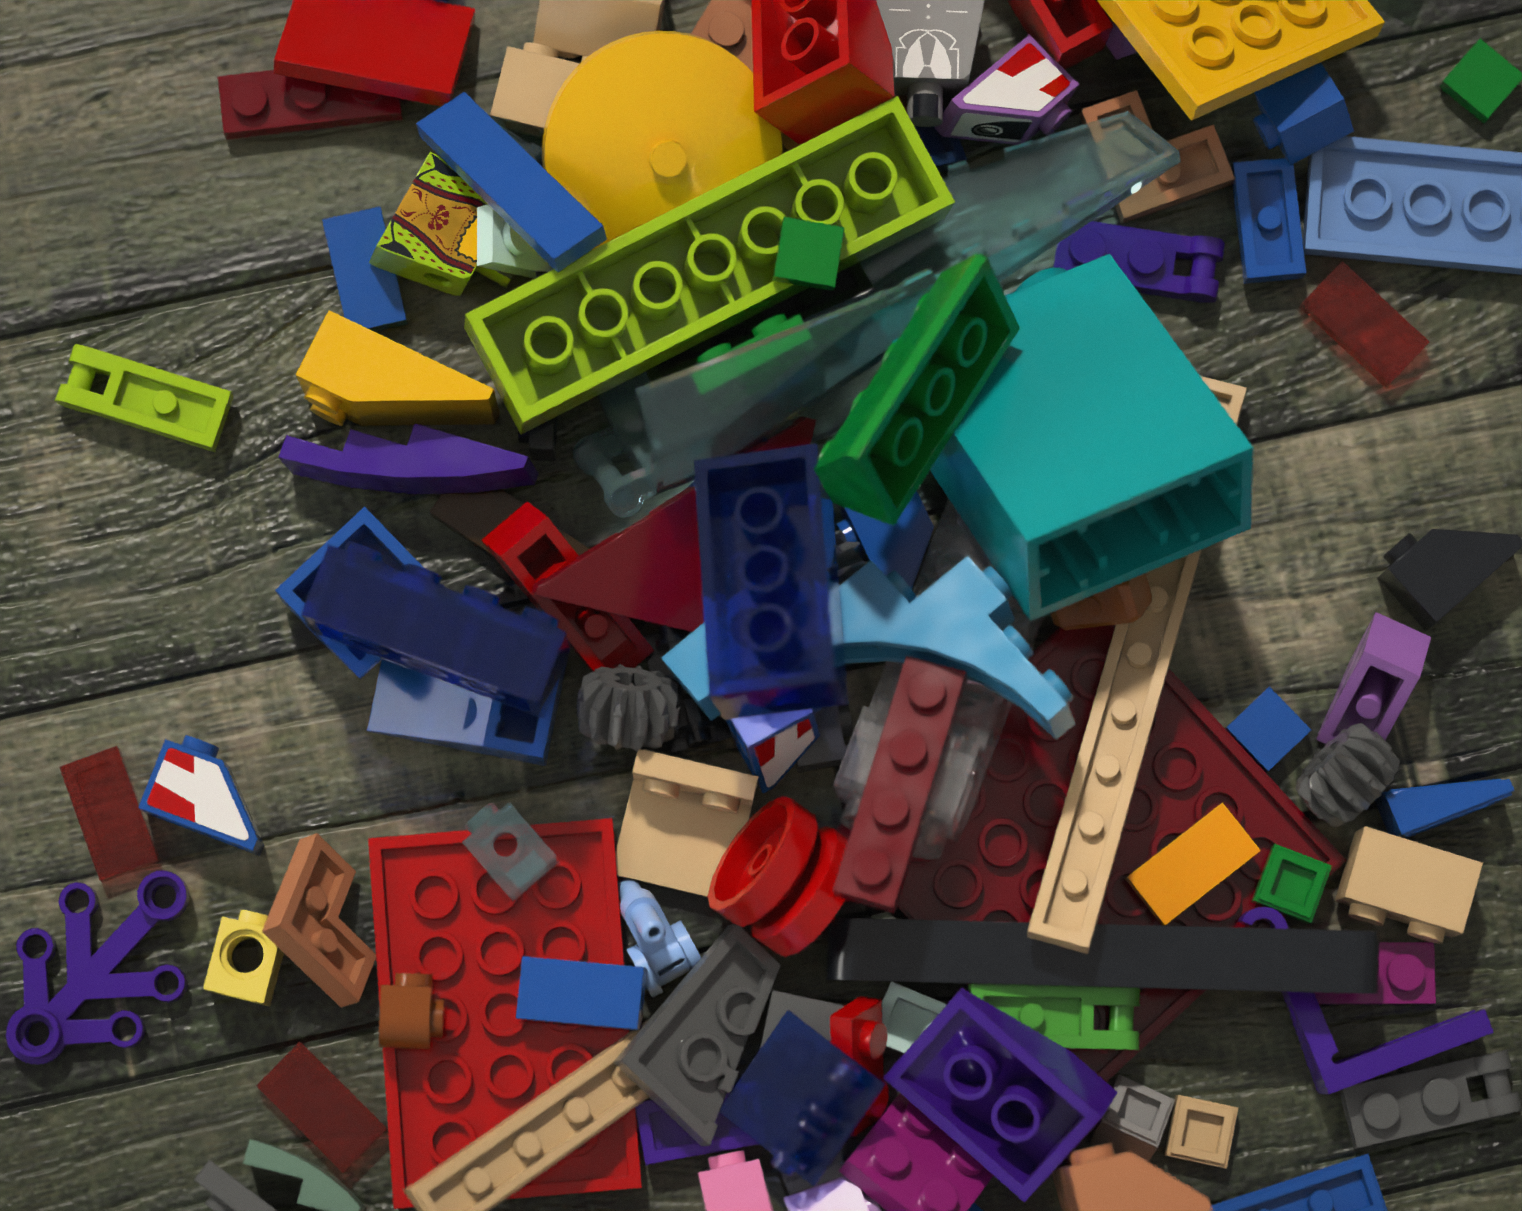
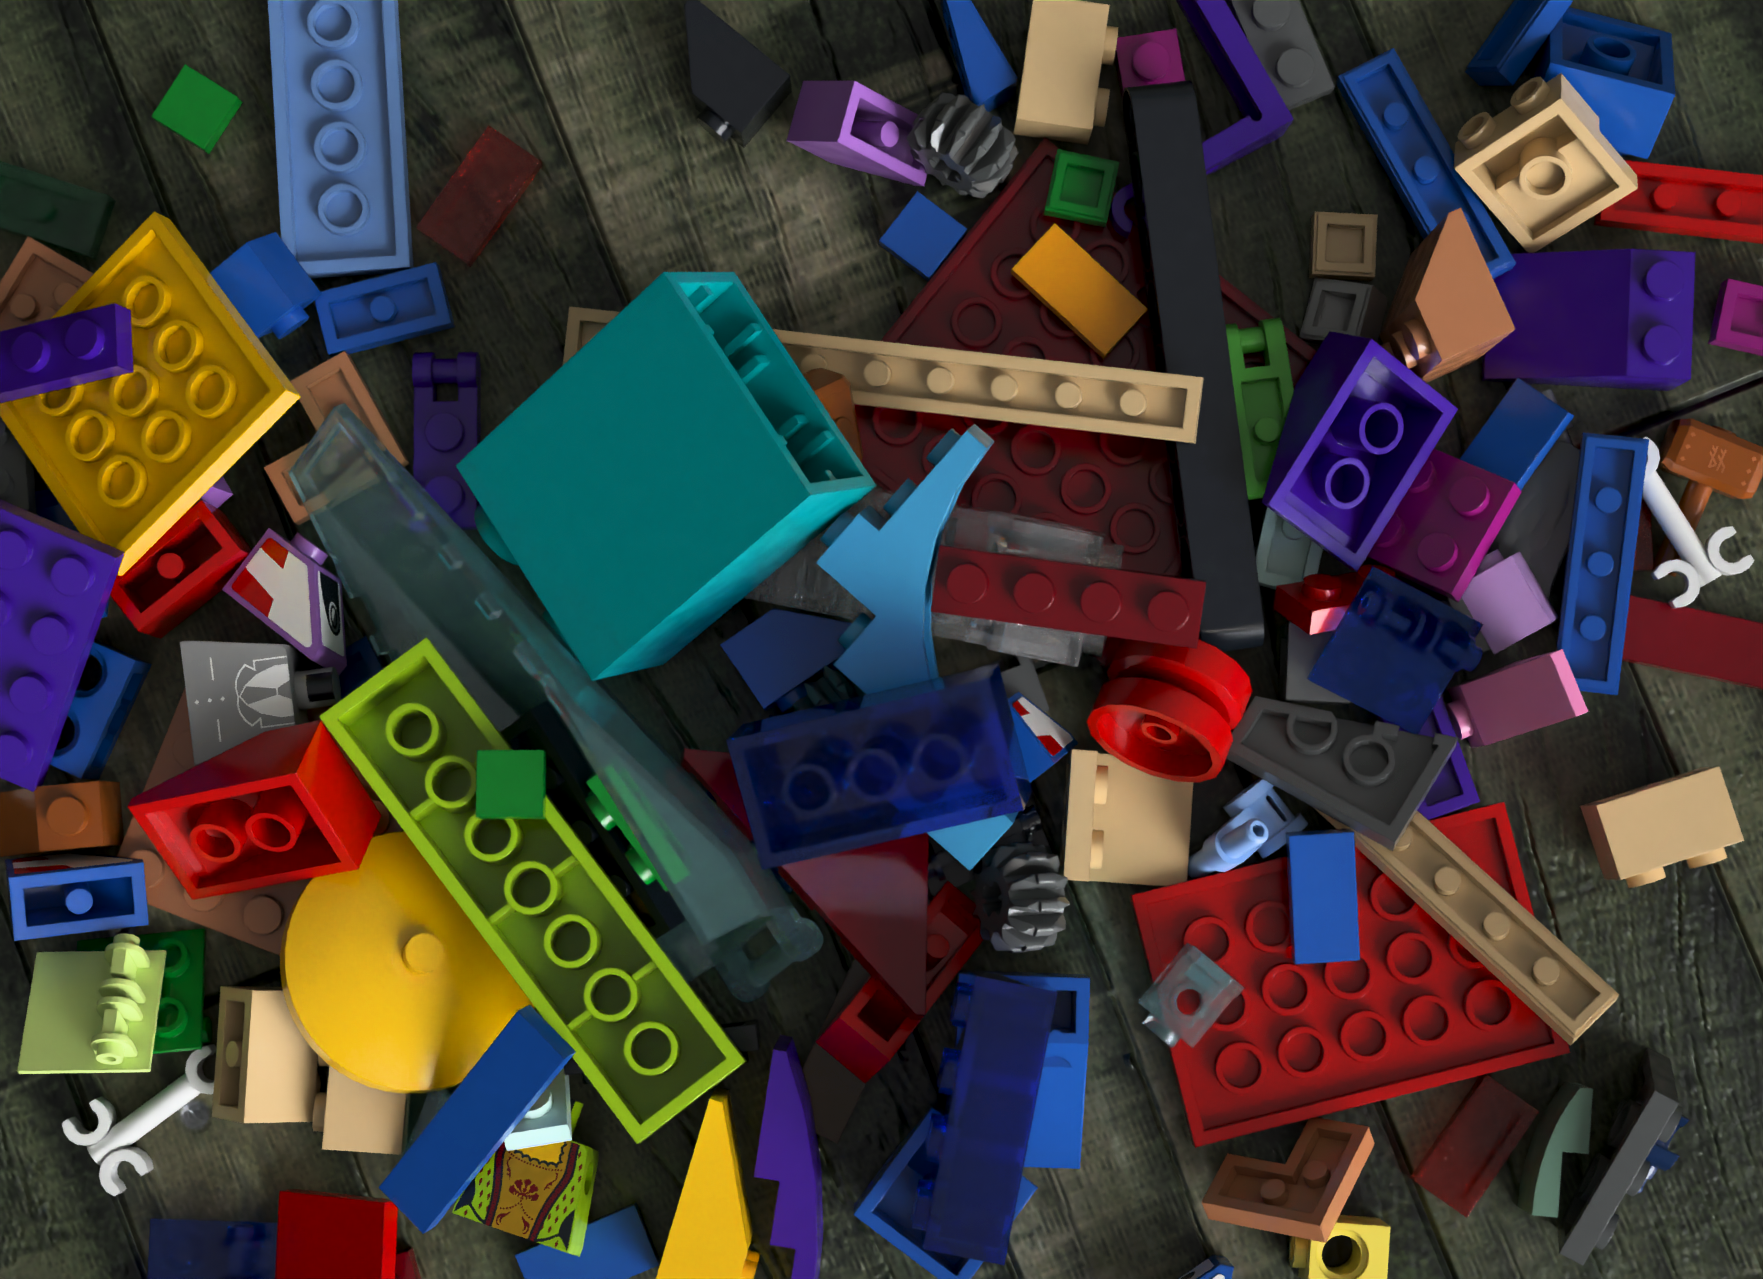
camera: 95 degrees left, 5 degrees up
(410, 1013) = (1373, 1071): dark orange plate -> none
(919, 393) = (655, 639): green slope -> none

